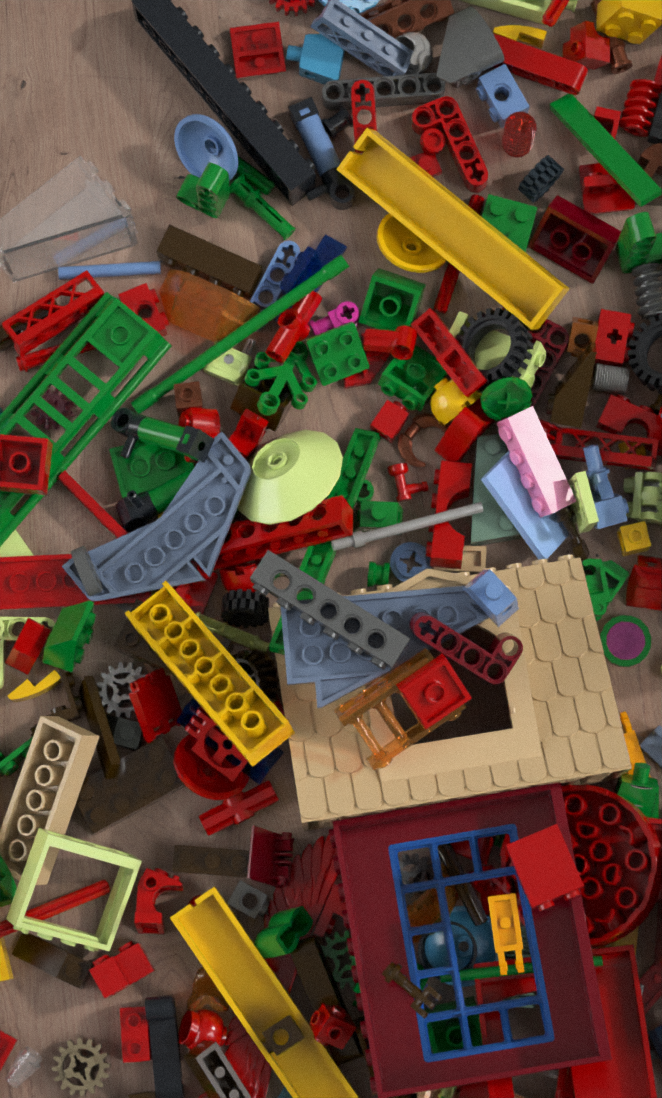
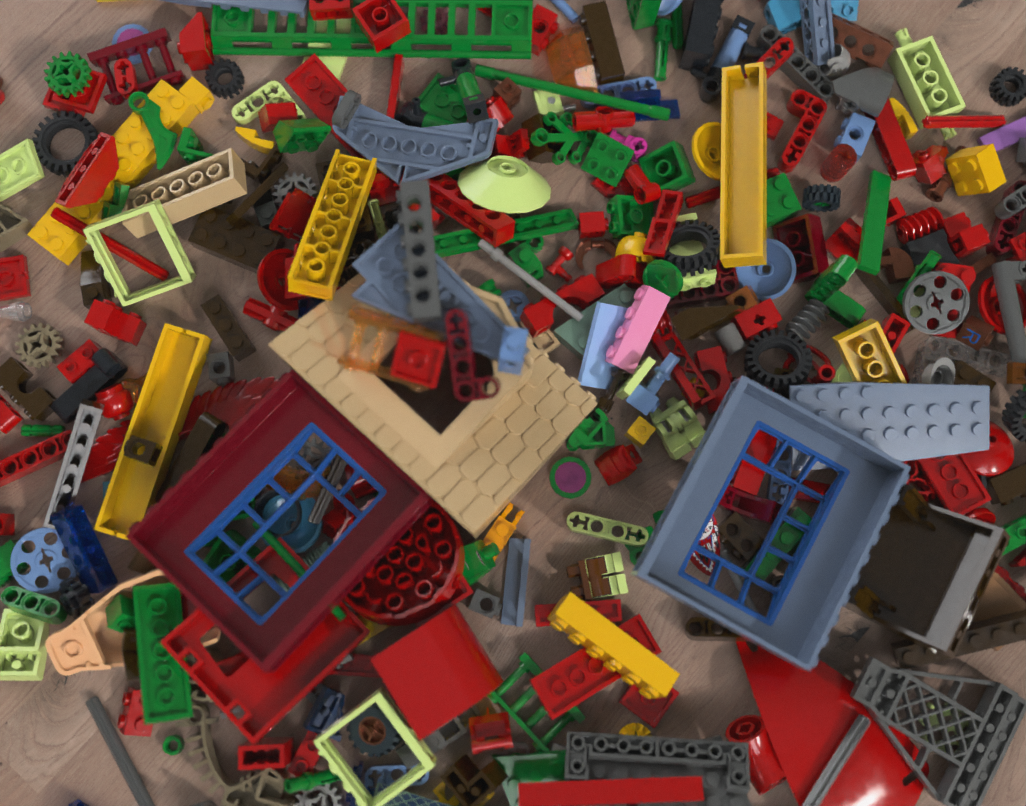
camera: 45 degrees right, 0 degrees up
(147, 918) = (172, 304): red tile -> none
(268, 857) = (255, 358): dark red hinge -> none
(283, 932) = (211, 401): green brick -> none
(332, 1026) = (168, 473): red brick -> none
(392, 972) = (214, 512): dark brown hinge -> none
(432, 141) = (789, 116): red tile -> none
(506, 929) = (300, 535): light orange hinge -> none
(545, 868) = (361, 528): red brick -> none
(587, 289) = (777, 280): none -> medium blue dish

